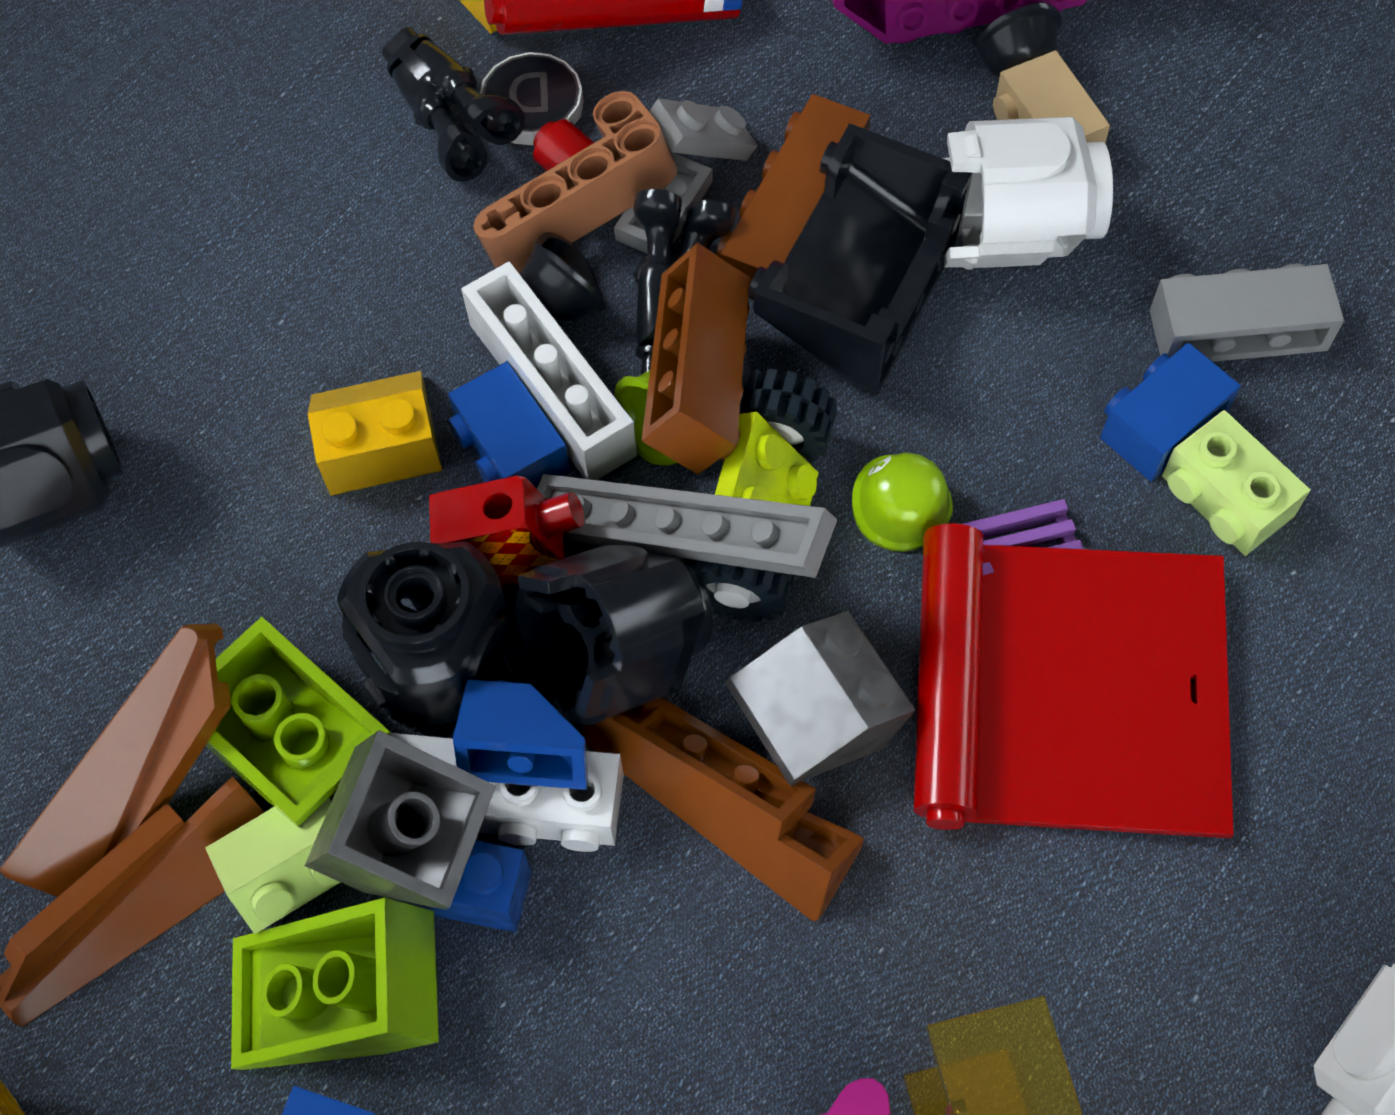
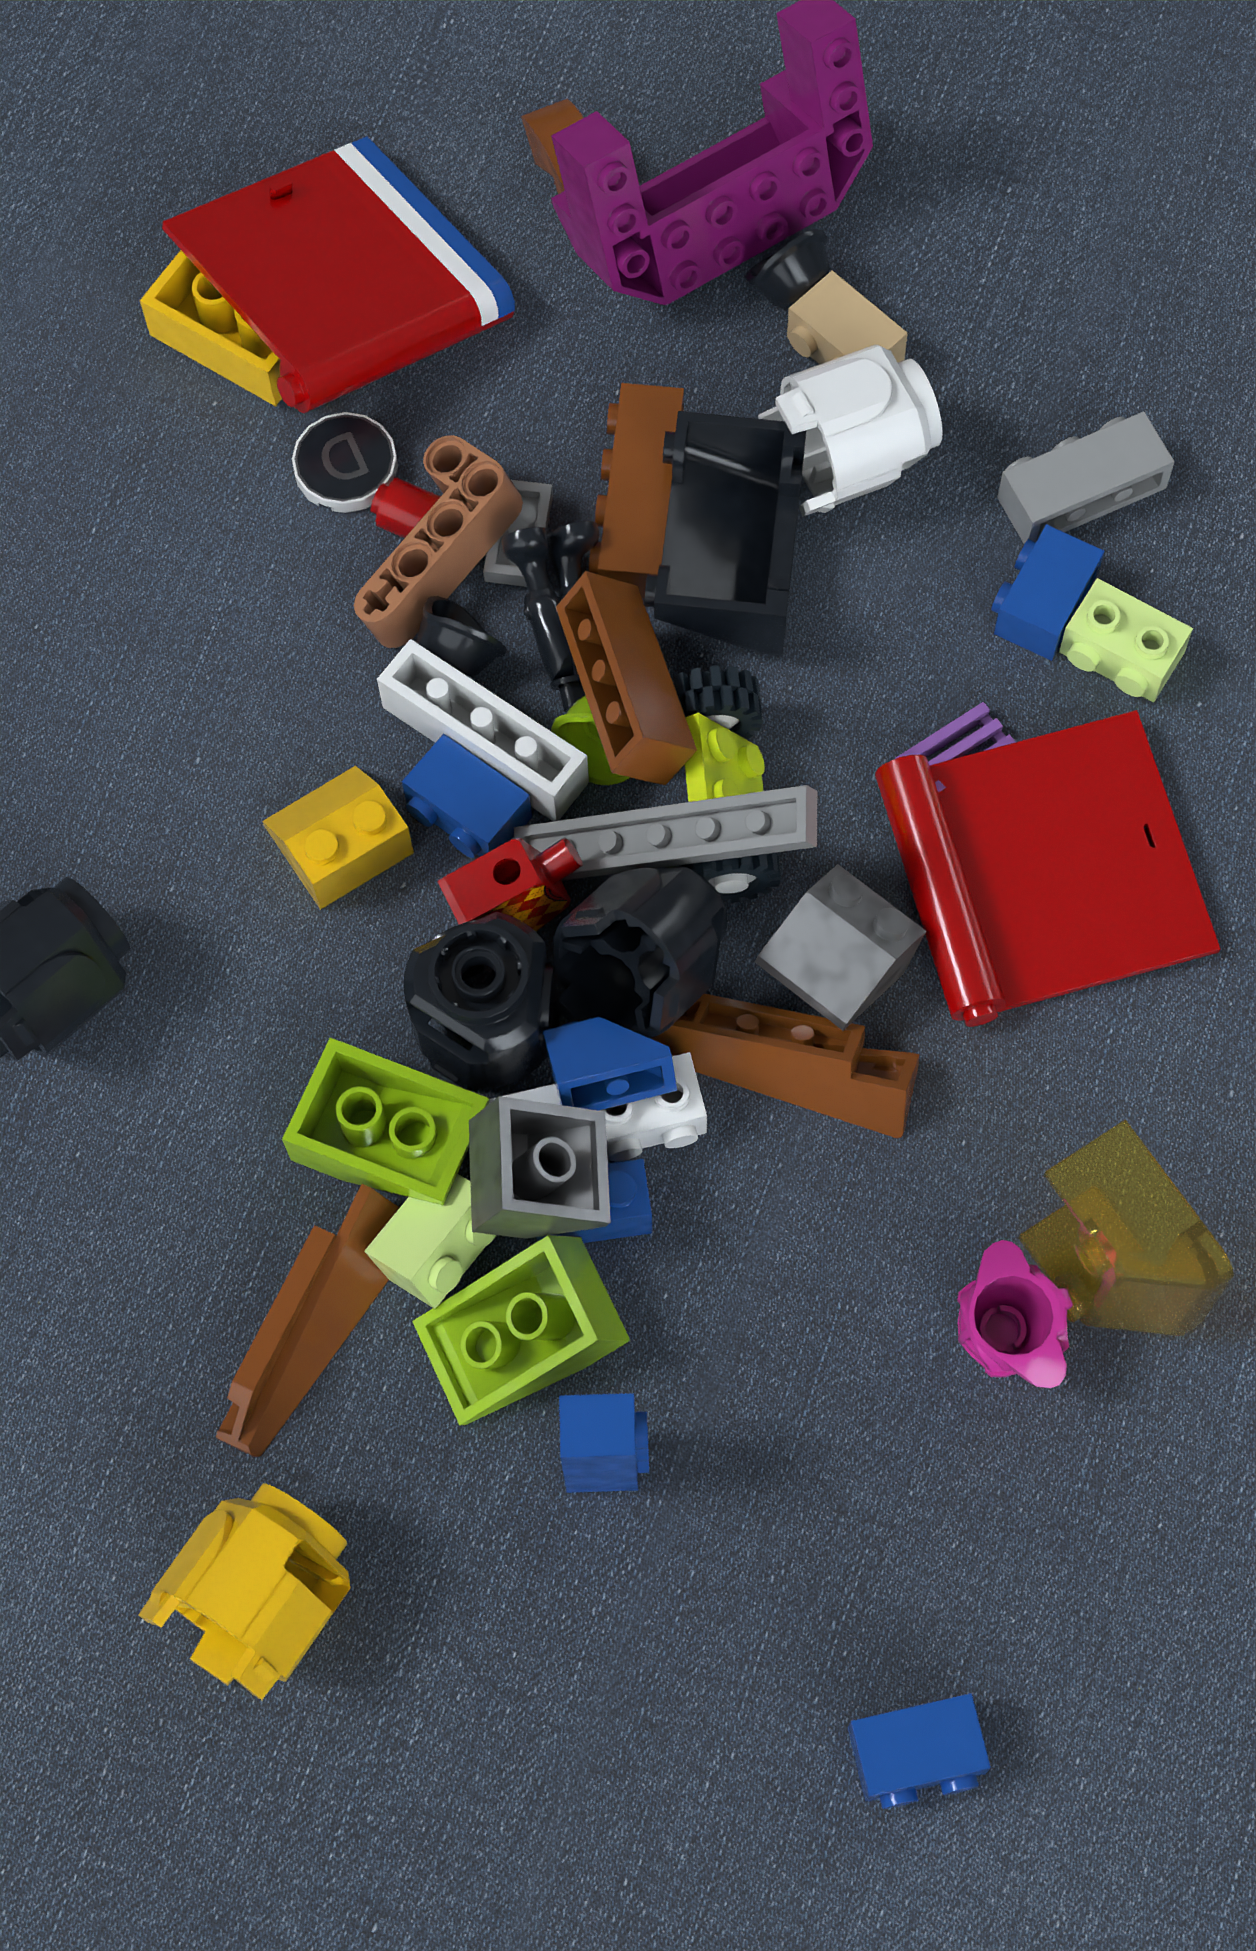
camera: 20 degrees left, 5 degrees up
(130, 765) = (275, 1206): wedge -> none
(433, 82) = (250, 478): black piece -> none
(703, 129) = (531, 448): light grey plate -> none
(900, 500) = (841, 749): lime helmet -> none

